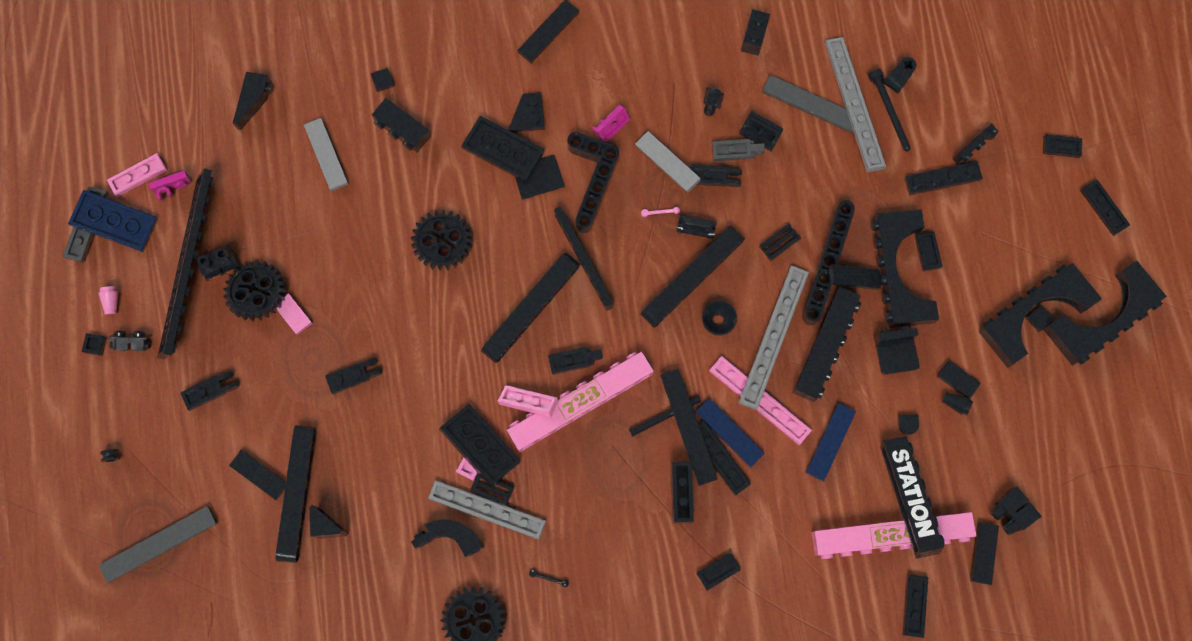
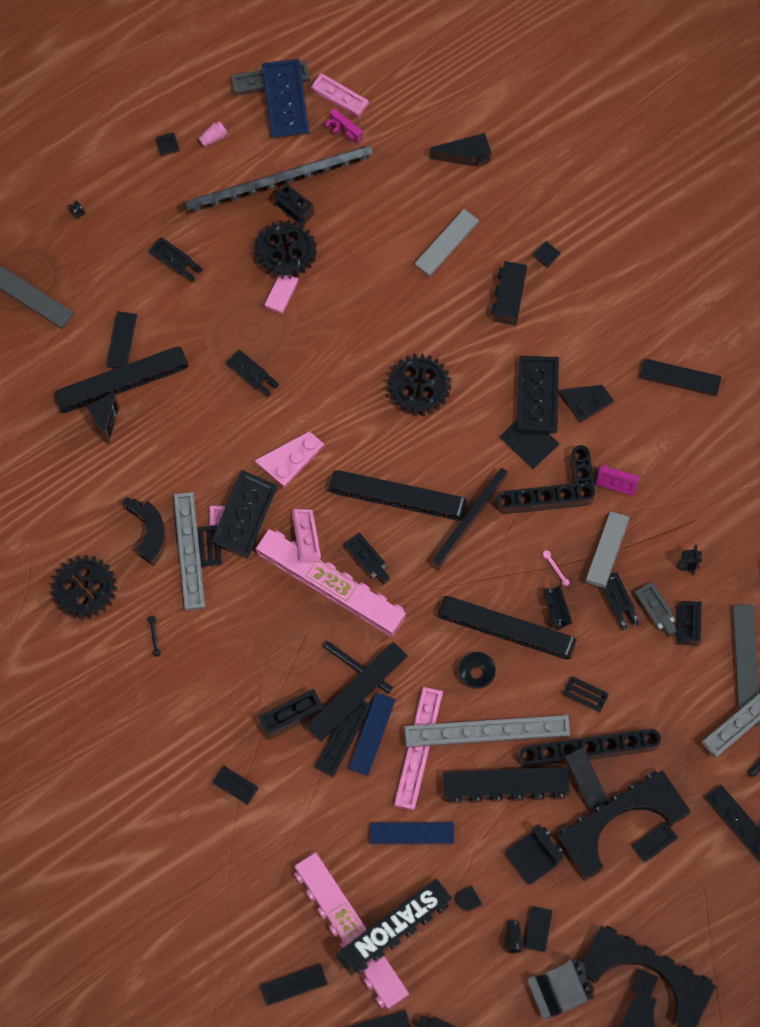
camera: 65 degrees right, 5 degrees down
(121, 341) = (183, 164): black hinge -> none
(448, 381) = (288, 460): none -> bright pink wing
(1020, 385) = (561, 989): none -> black panel

